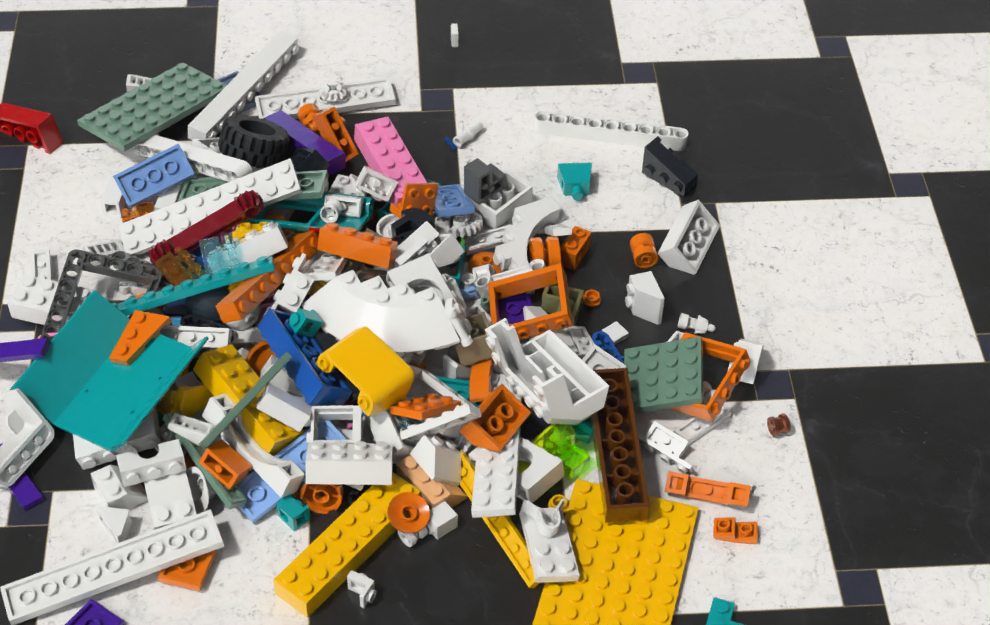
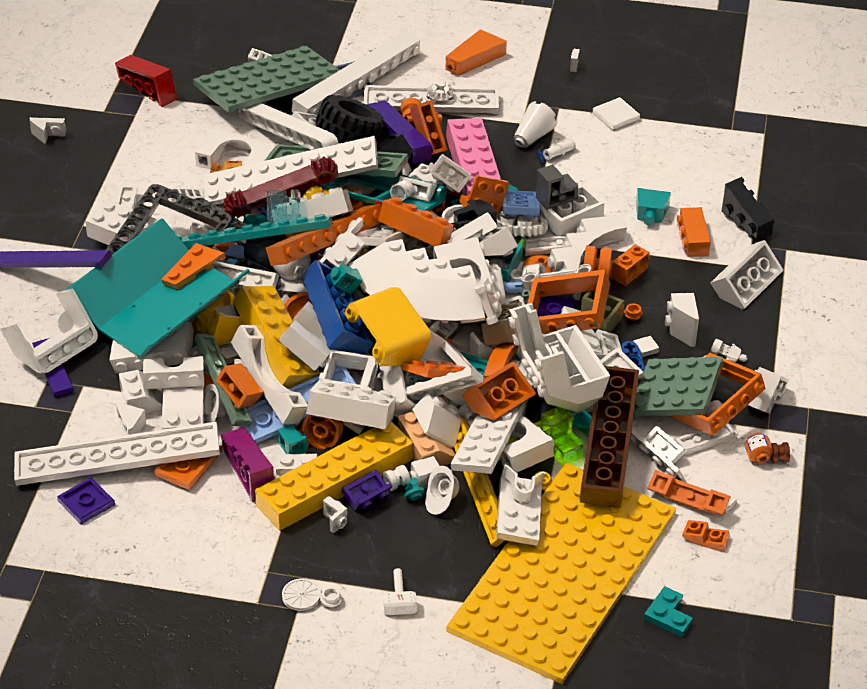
camera: 15 degrees right, 5 degrees down
(154, 176) = (248, 136): medium blue plate -> none
(173, 269) = (241, 215): clear orange plate -> none
(190, 428) = (217, 351): white slope -> none
(245, 400) = (270, 332): sand green tile -> none
(254, 546) = (247, 460): none -> magenta wedge
(301, 537) = (288, 462): none -> white plate
(354, 42) = (475, 52): none -> orange slope
(386, 553) = (365, 490): none -> dark purple bracket
(412, 504) = (398, 450): orange dish -> none
(433, 542) = (413, 491): none -> teal plate
(437, 110) = (535, 123): none -> white cone
(462, 538) = (441, 490): none -> white piece
(510, 85) = (616, 113): none -> white tile
(557, 230) = (617, 245): white tile -> none
(608, 130) = (699, 167): white beam -> none
(624, 200) = (693, 231): none -> orange brick
(643, 250) = (697, 278): orange wheel -> none
(758, 424) = (758, 447): none -> orange head

